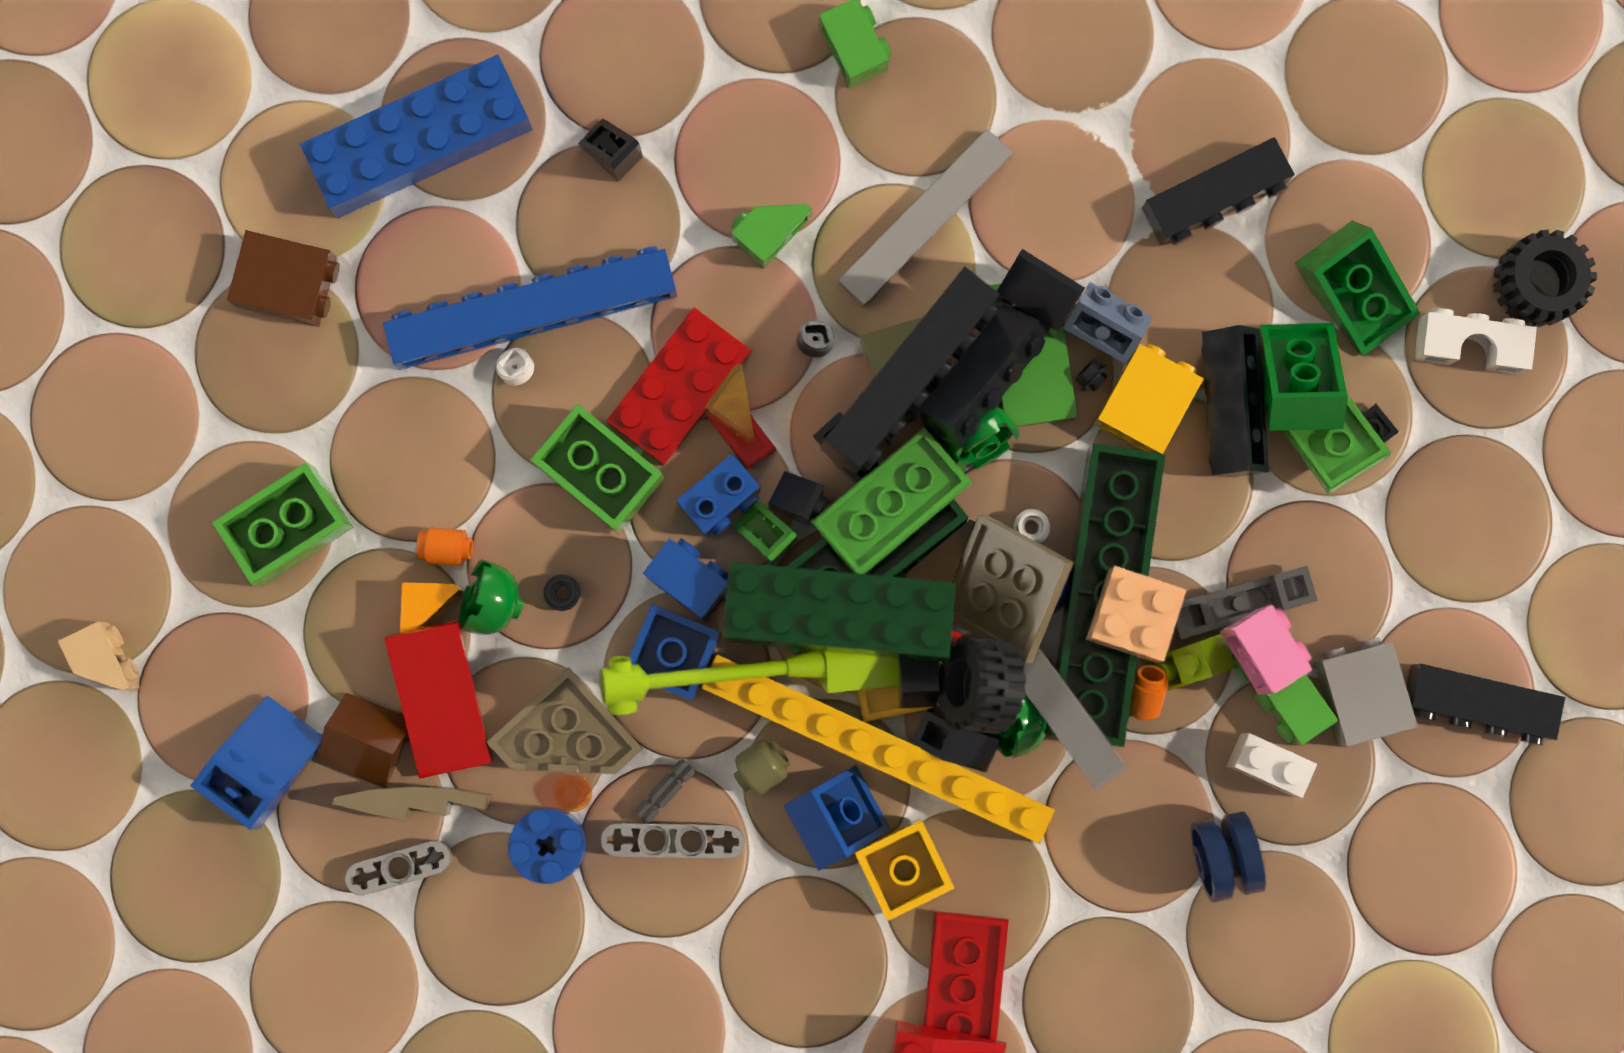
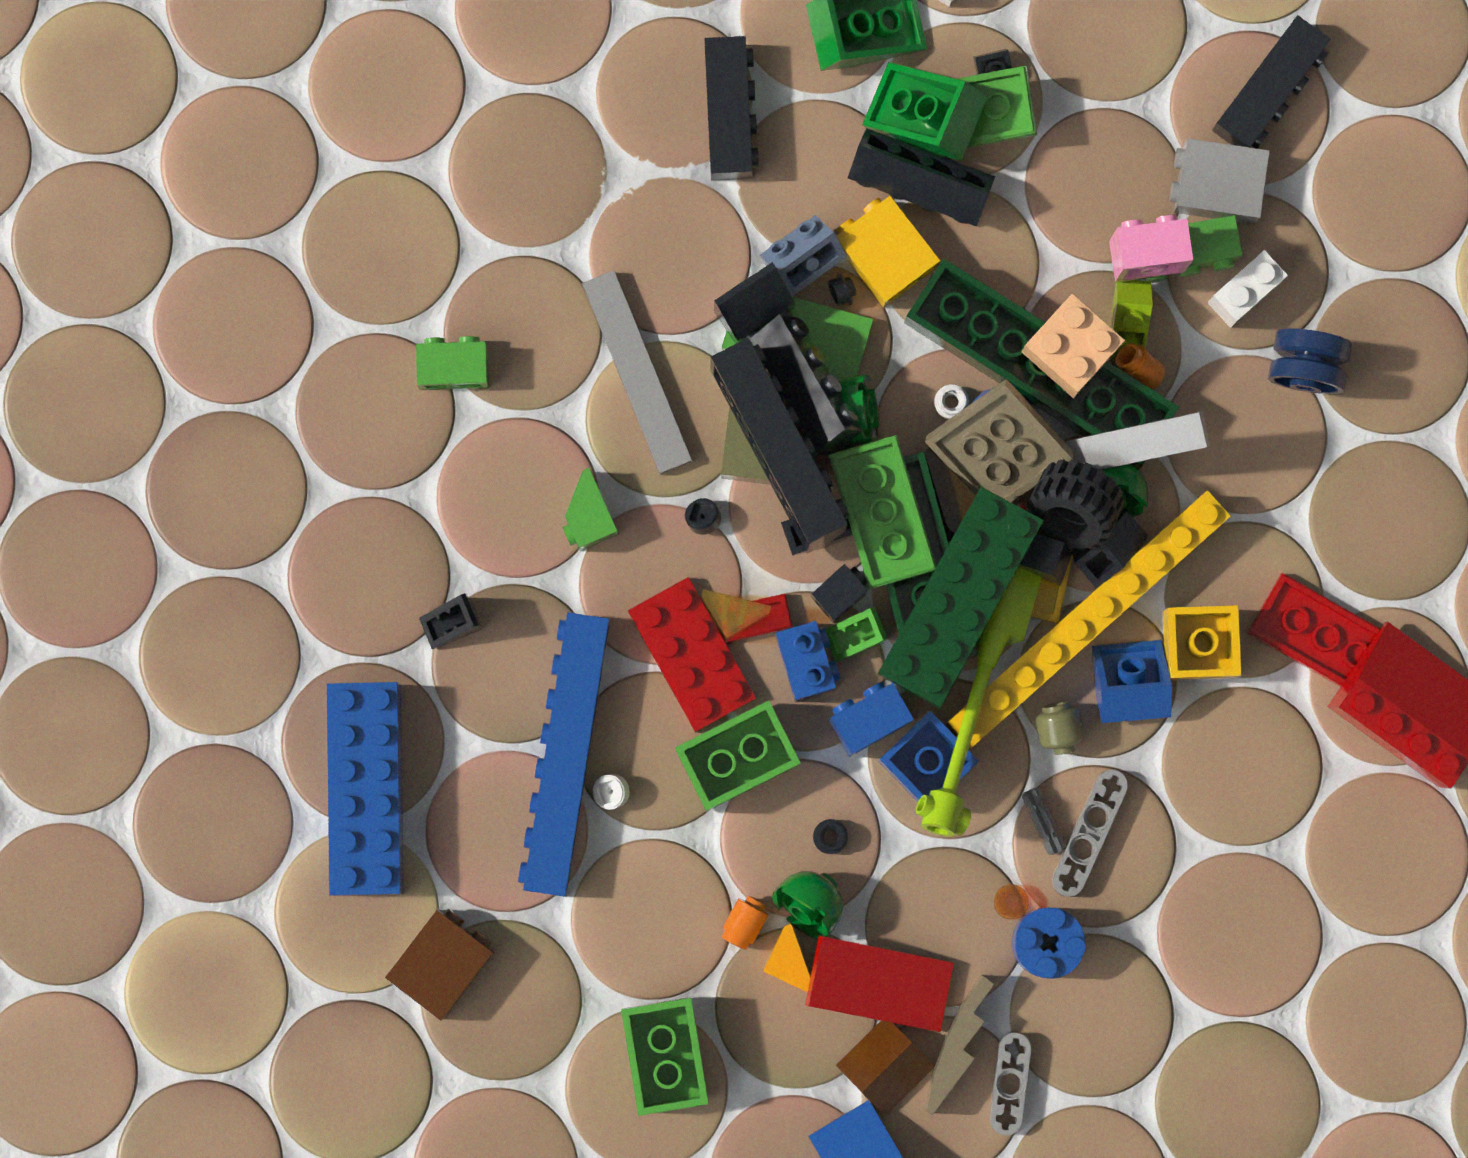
camera: 65 degrees left, 0 degrees up
(565, 732) = (955, 886): dark tan plate -> none
(1233, 603) = (1094, 253): dark grey slope -> none

